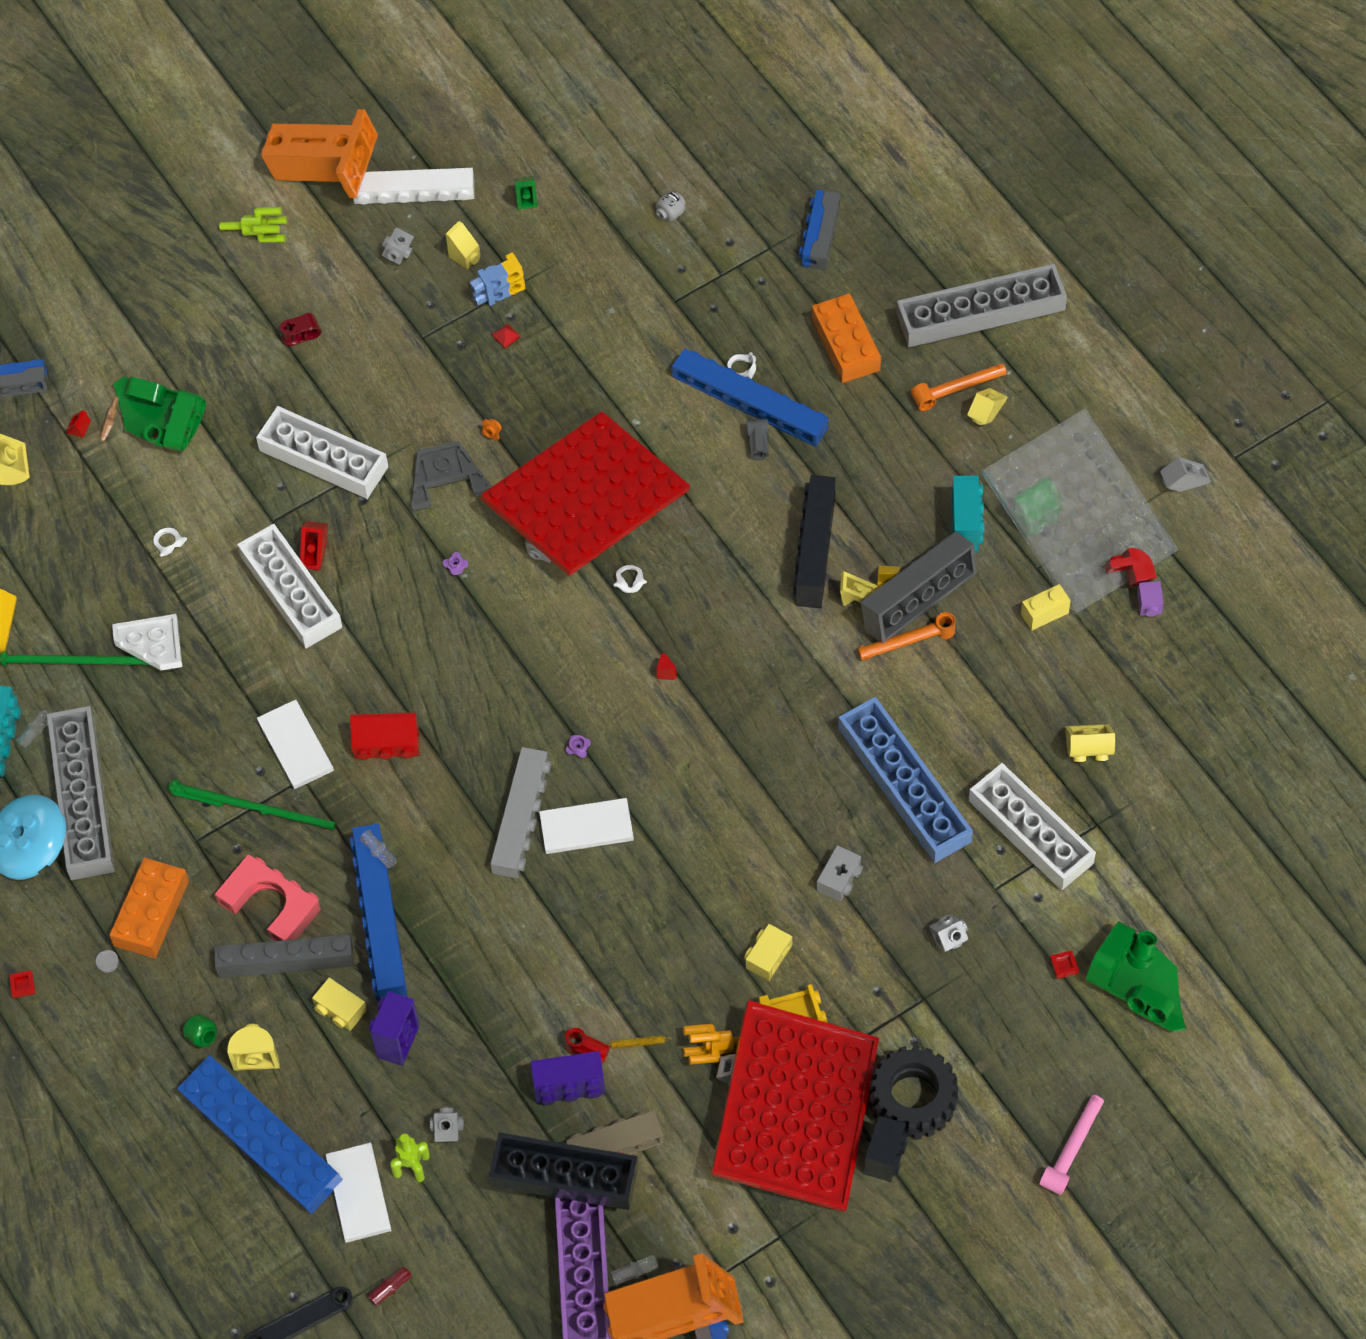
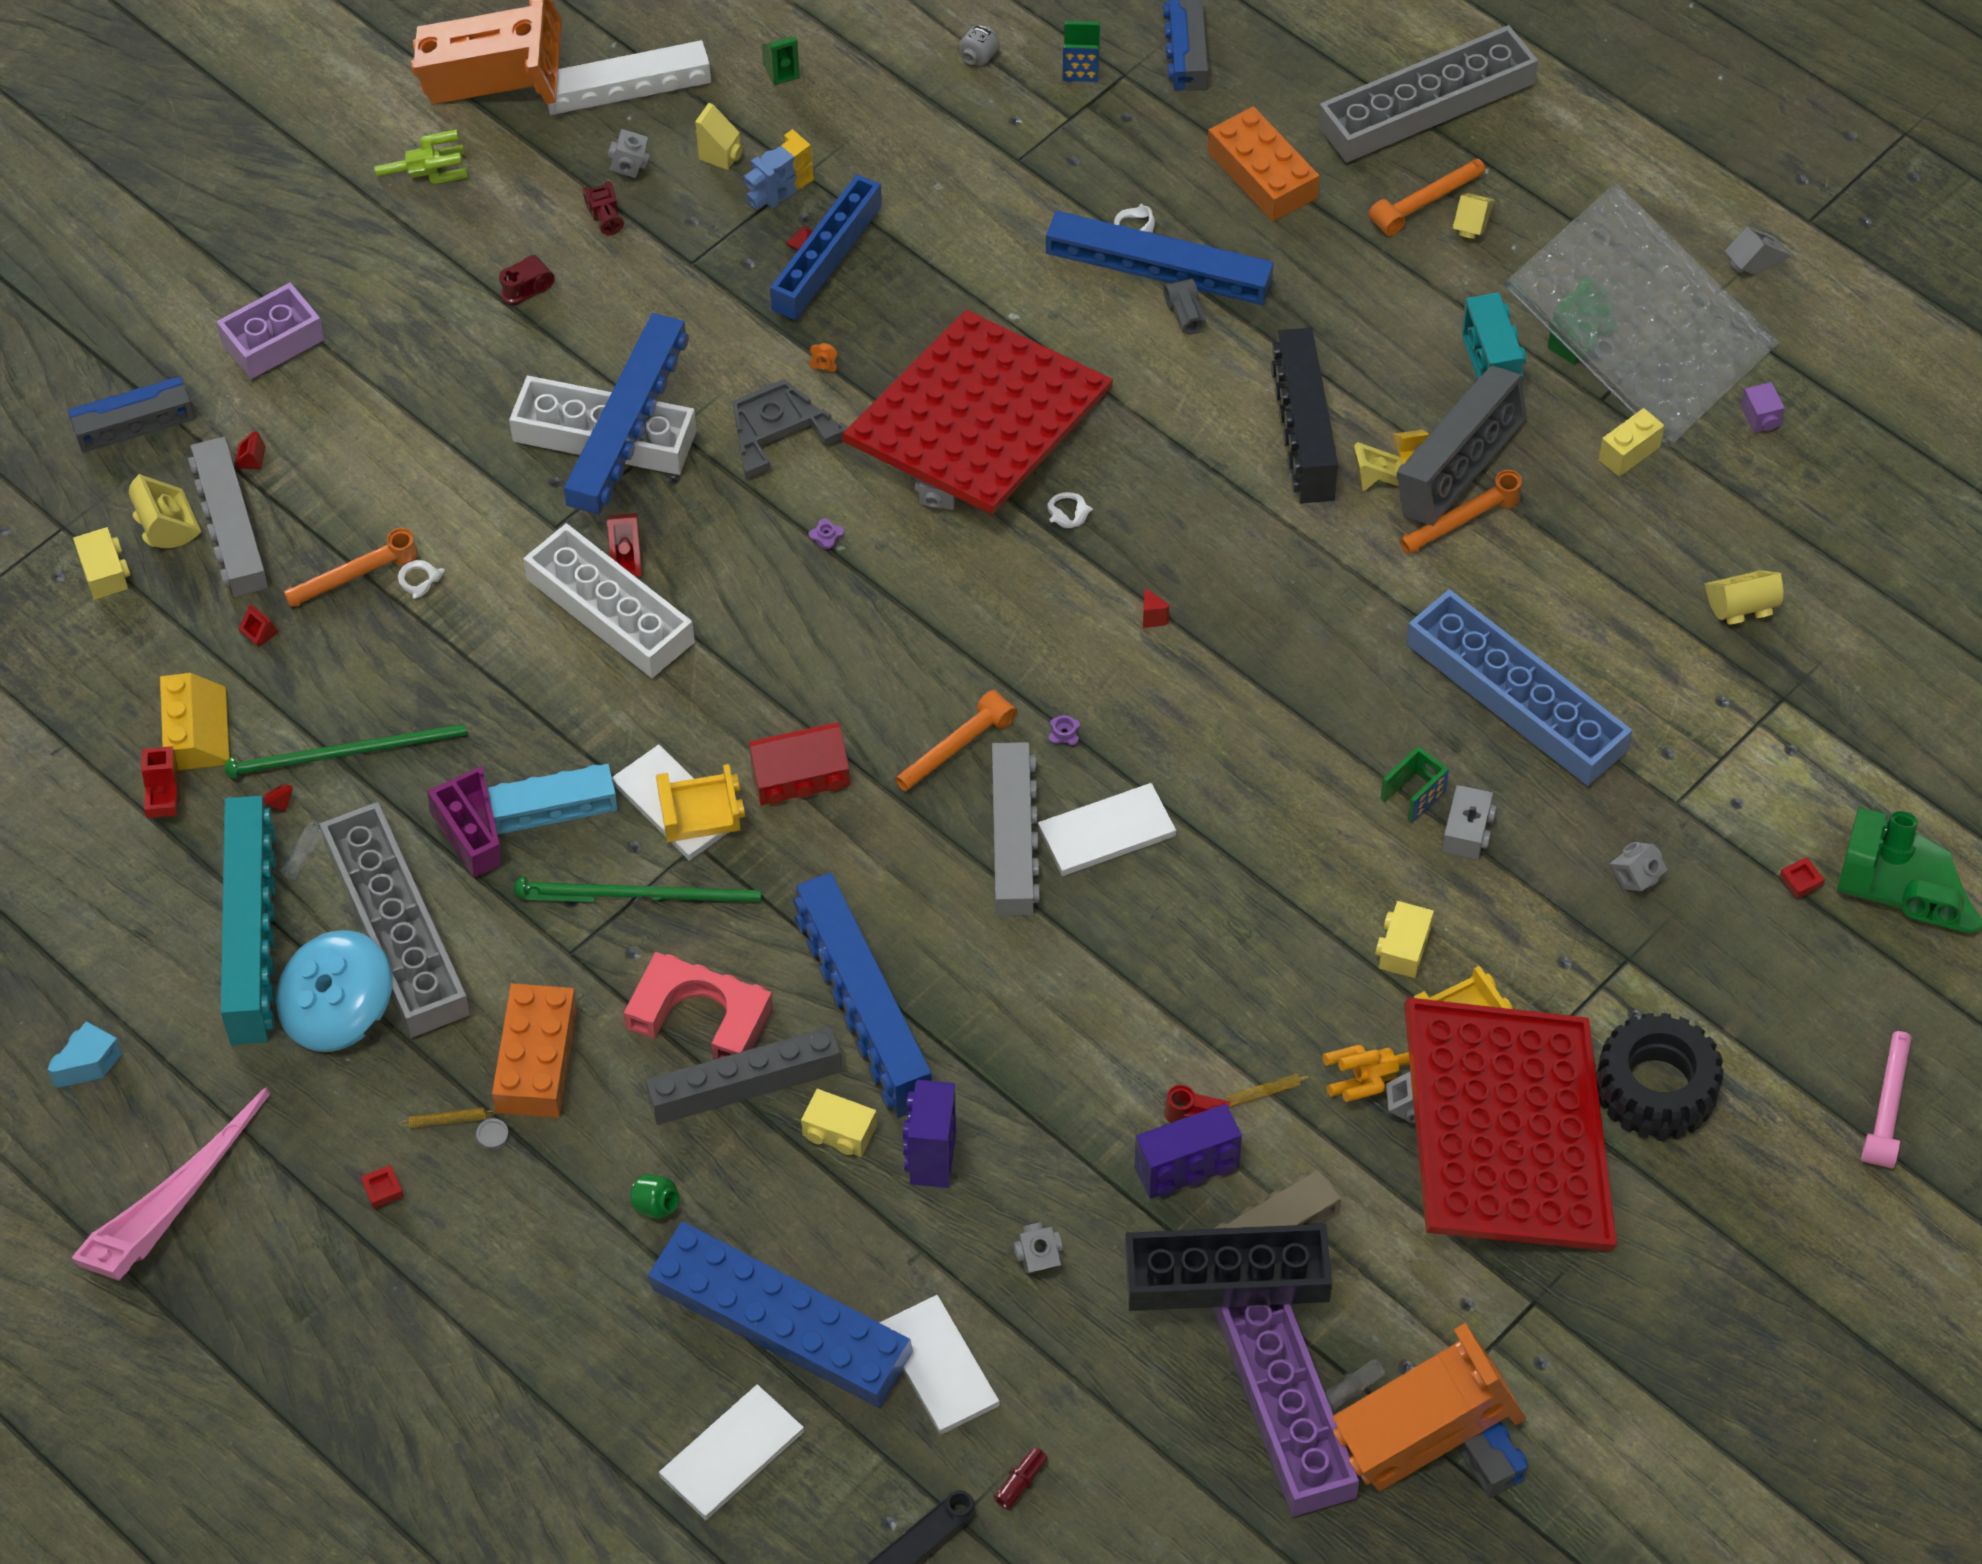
camera: 15 degrees left, 5 degrees down
(28, 686) = (278, 797): none -> red slope
(48, 556) = (257, 626): none -> red slope
(49, 470) = (228, 516): none -> light grey brick
(64, 943) = (445, 1114): none -> yellow piece
(109, 420) = (292, 440): medium nougat hand -> none
(114, 336) = (270, 330): none -> lavender brick
(127, 526) = (362, 565): none -> orange piece
(150, 730) = (467, 820): none -> magenta wedge
(151, 640) = (435, 705): white plate -> none
(154, 408) = (347, 411): green panel -> none
(202, 1224) = (731, 1452): none -> white tile
(211, 725) = (552, 798): none -> medium azure brick
(252, 1049) = (740, 1203): light yellow brick -> none
(308, 751) = (700, 805): none -> yellow panel
(335, 449) = (626, 414): none -> blue brick
(370, 283) = (603, 206): none -> dark red connector
(378, 849) = (843, 903): clear axle -> none
(409, 1156) = (1000, 1295): lime plant -> none
(515, 345) = (826, 247): none -> blue brick
(532, 721) = (992, 710): none -> orange piece
(742, 226) = (1081, 51): none -> piece
(804, 827) = (1406, 769): none -> green piece
(886, 1149) = (1647, 1154): black brick -> none
(1032, 826) = (1704, 713): white brick -> none
(1136, 563) = (1735, 366): red brick -> none

